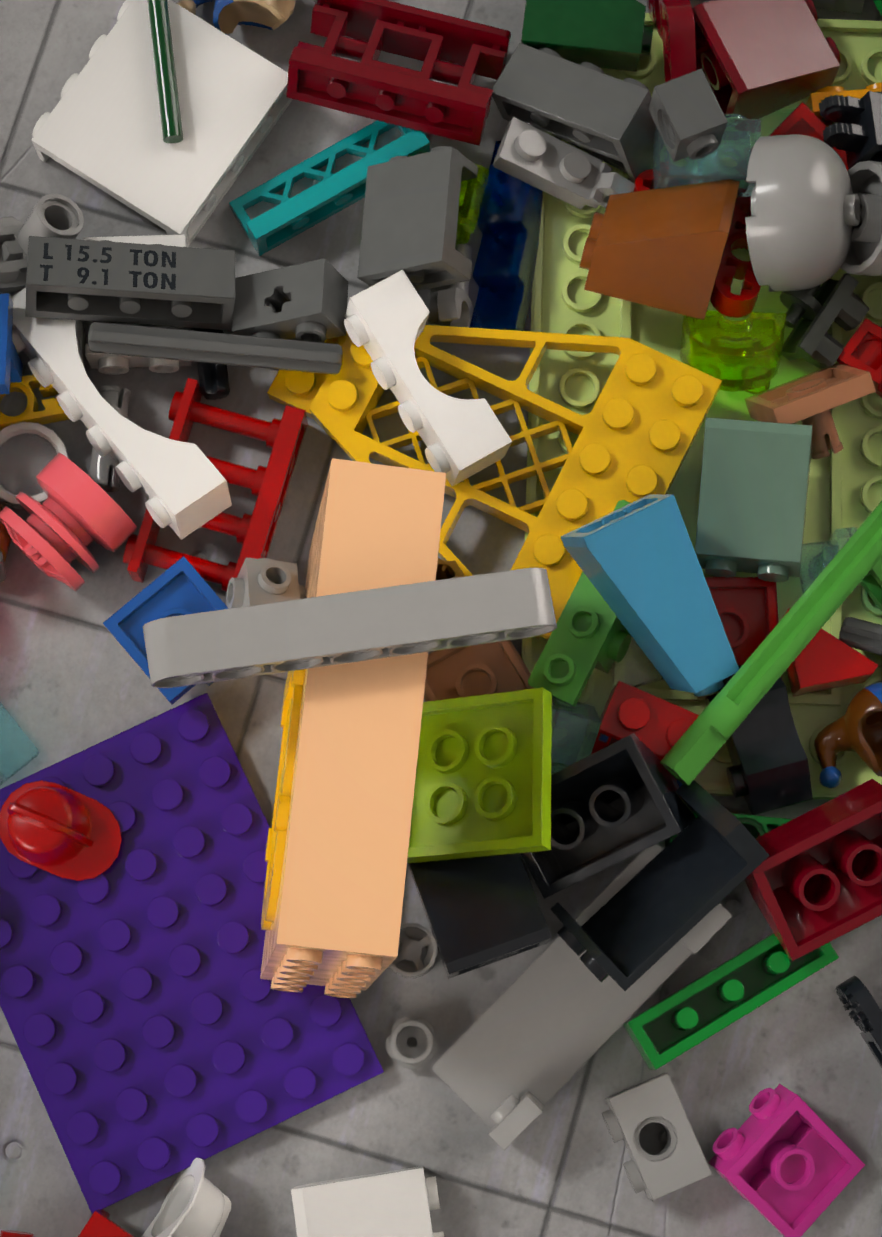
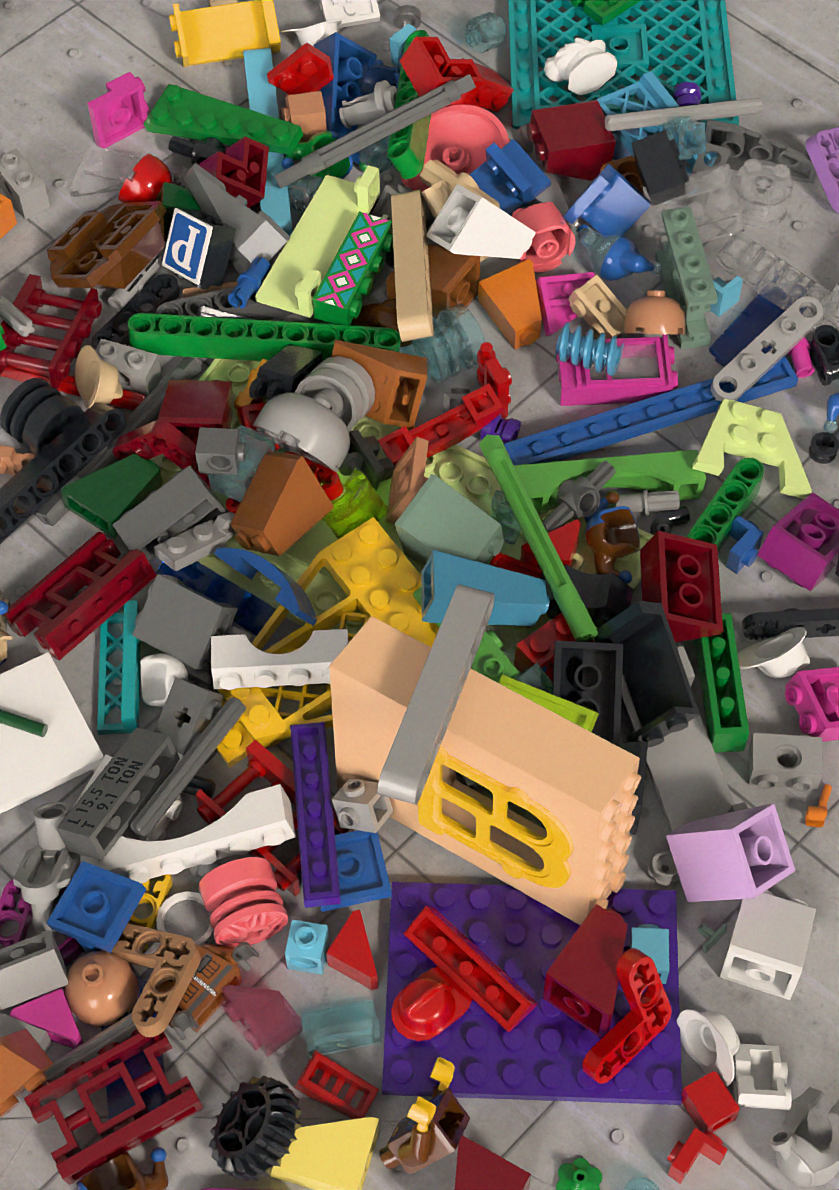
camera: 60 degrees left, 20 degrees down
(58, 633) = (307, 947): none -> medium azure brick
(83, 695) = (352, 953): none -> red slope
(129, 855) = (470, 968): none -> red slope
(164, 1116) = (641, 1023): none -> red beam
(180, 1017) = (584, 974): none -> dark red slope
(210, 553) = (315, 815): none -> dark purple tile
(256, 1080) = (655, 944): none -> medium azure brick
(335, 239) = (157, 677): none -> white hair
(347, 1147) = (711, 935): none -> sand green piece
(449, 1130) = (731, 854): none -> lavender slope
(528, 343) = (291, 594): none -> blue slope
(600, 1217) = (815, 815): none -> orange hand
(824, 1047) = (778, 655): none -> white piece

